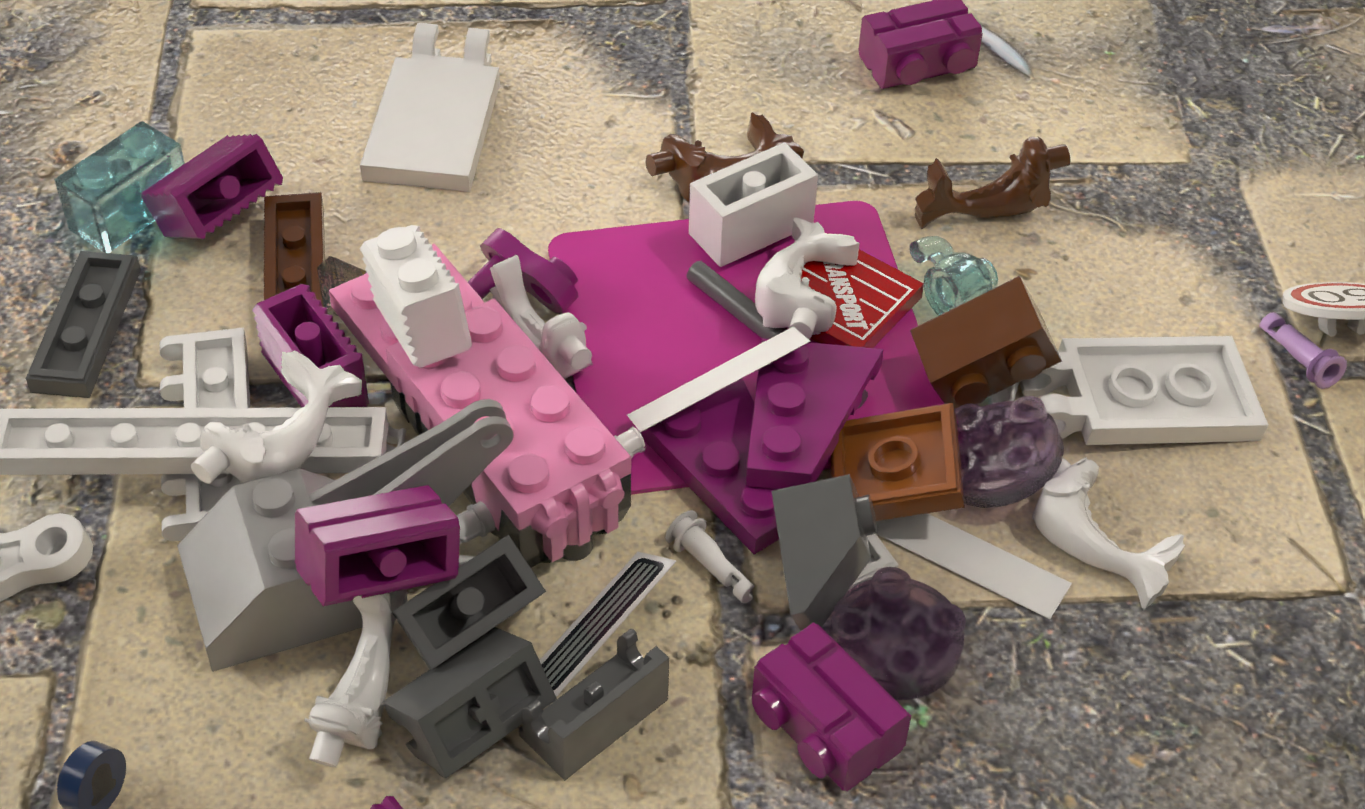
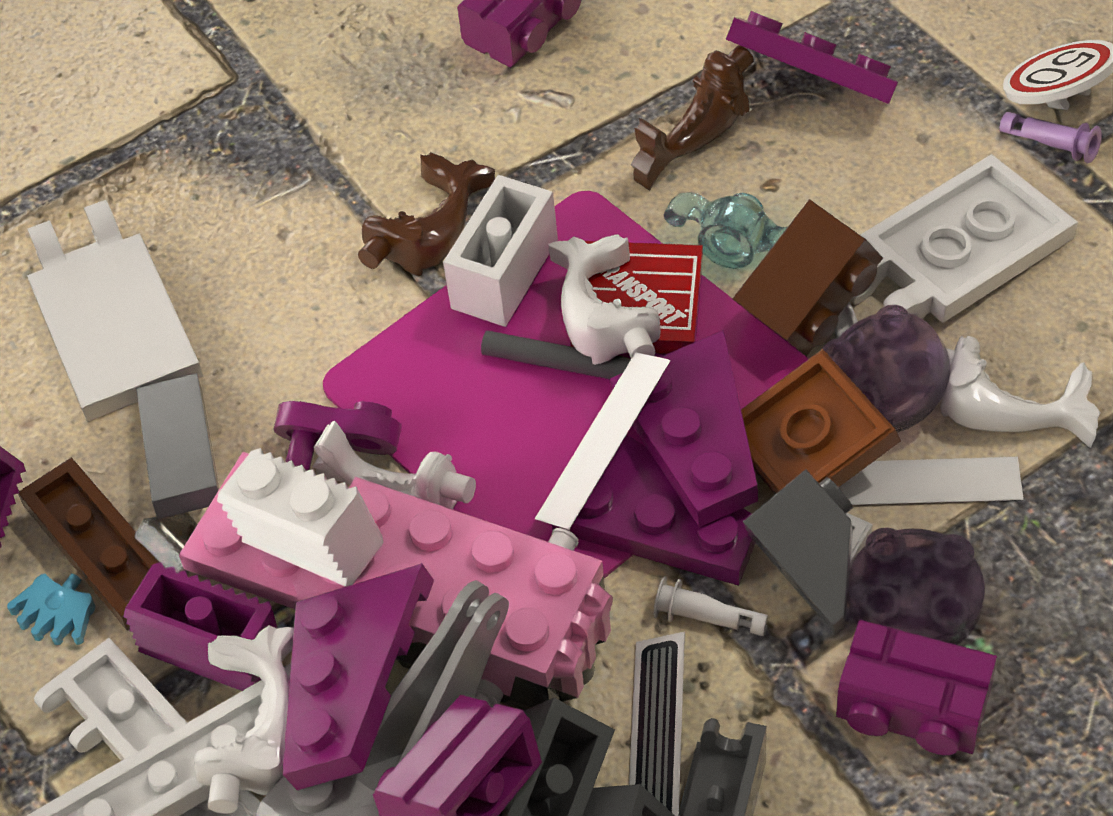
camera: 25 degrees left, 5 degrees up
(229, 294) = (54, 608): none -> medium azure piece
(348, 425) = (340, 672): none -> magenta wing
(413, 201) = (177, 446): none -> tile
(1127, 185) = (813, 56): none -> magenta wing

